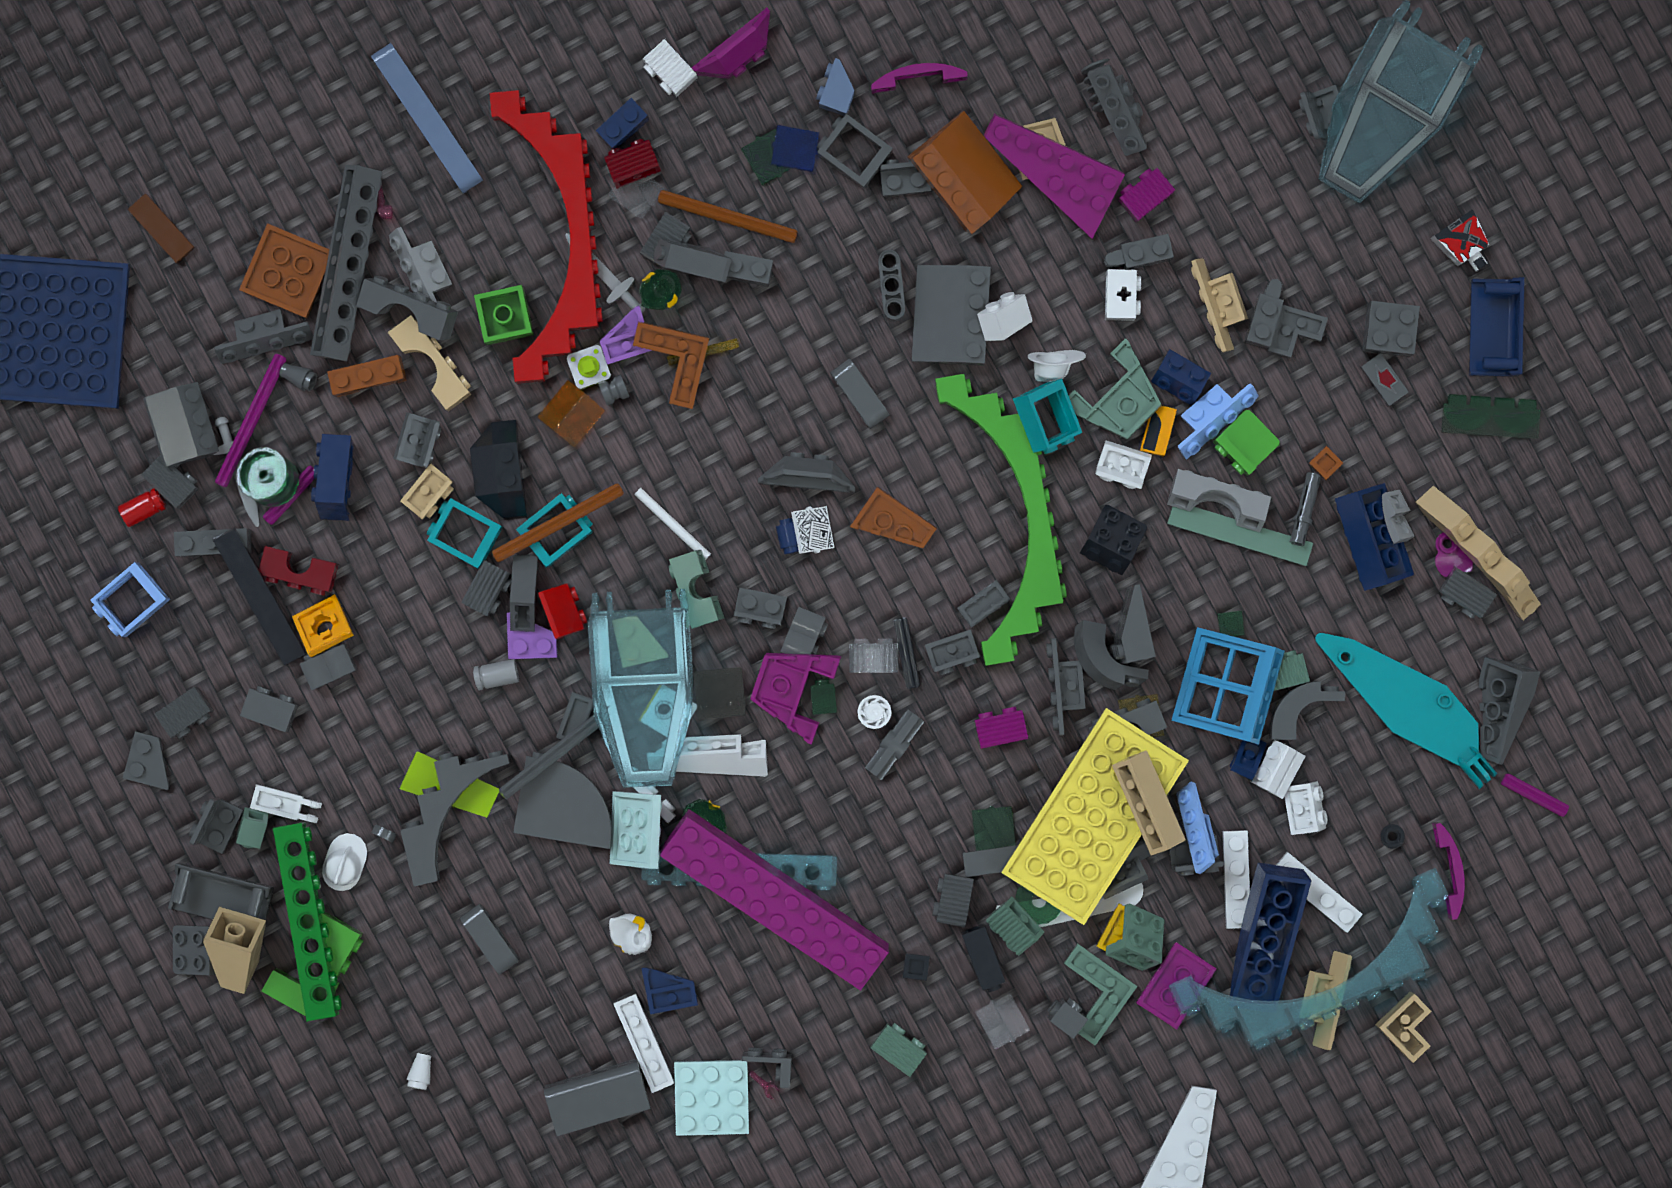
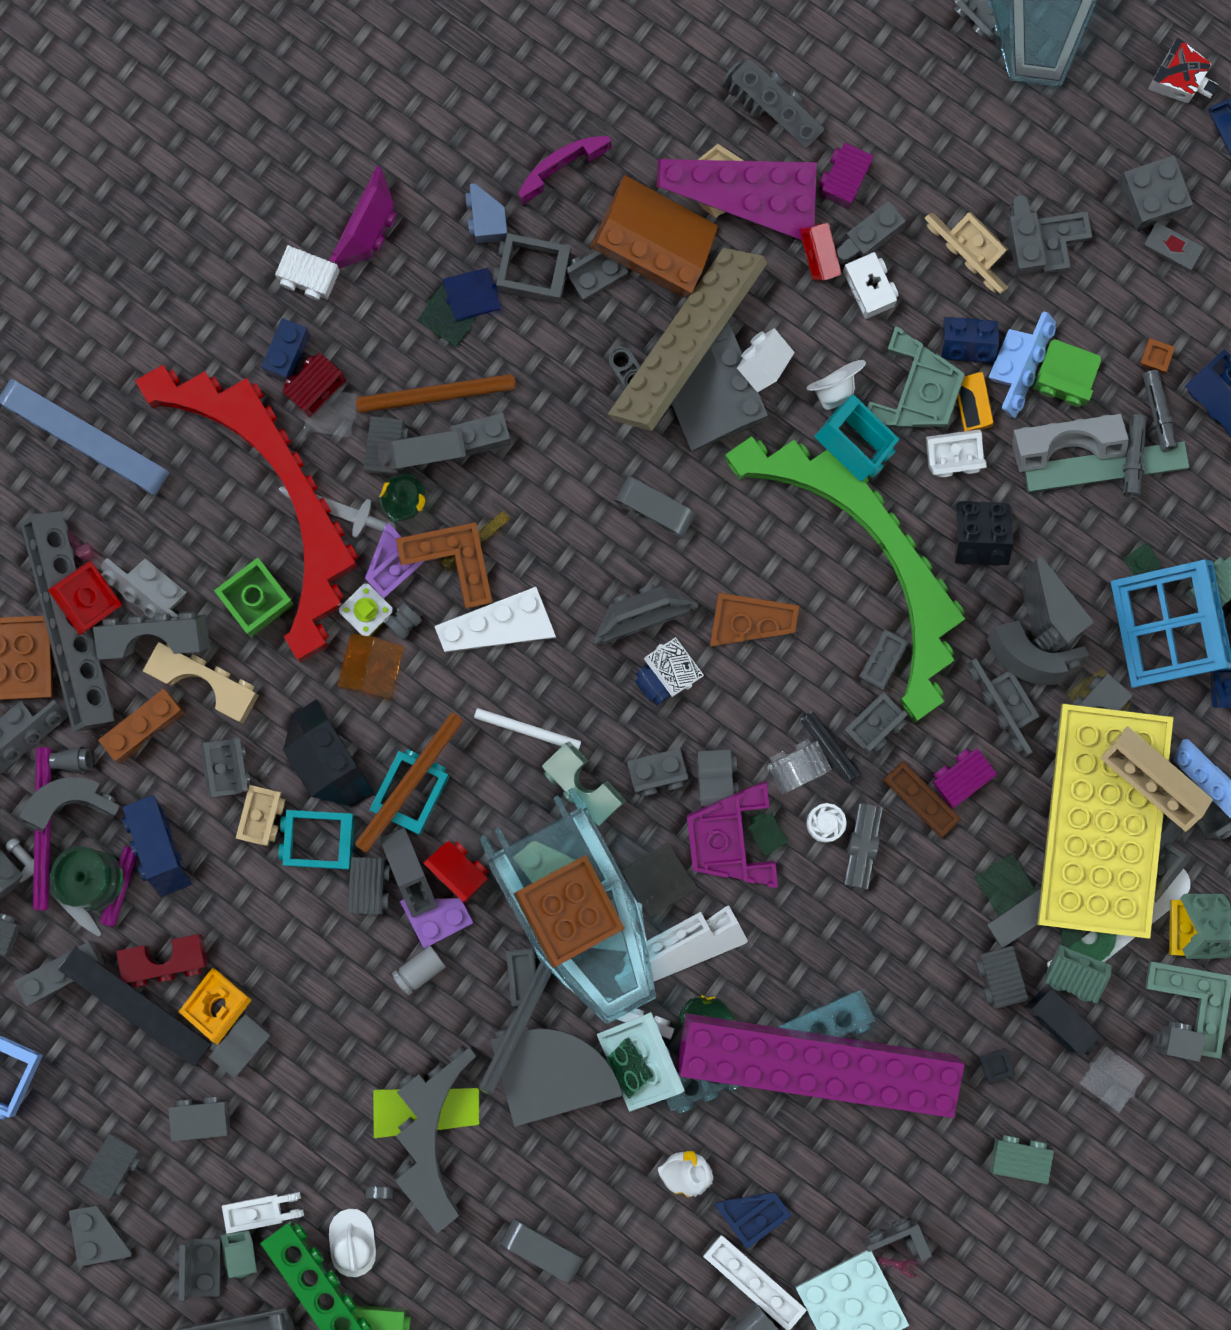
camera: 30 degrees left, 5 degrees down
(265, 400) = (61, 793): none -> dark grey arch
(369, 251) = (85, 597): none -> red tile
(624, 830) = (629, 1067): none -> clear green piece
(635, 685) = (569, 911): none -> dark orange plate
(696, 429) = (501, 623): none -> white wing
(950, 270) = (687, 339): none -> dark tan plate
(960, 729) = (921, 799): none -> reddish brown tile
(1093, 249) = (820, 251): none -> slope
(1261, 543) = (1134, 462): none -> dark grey pin

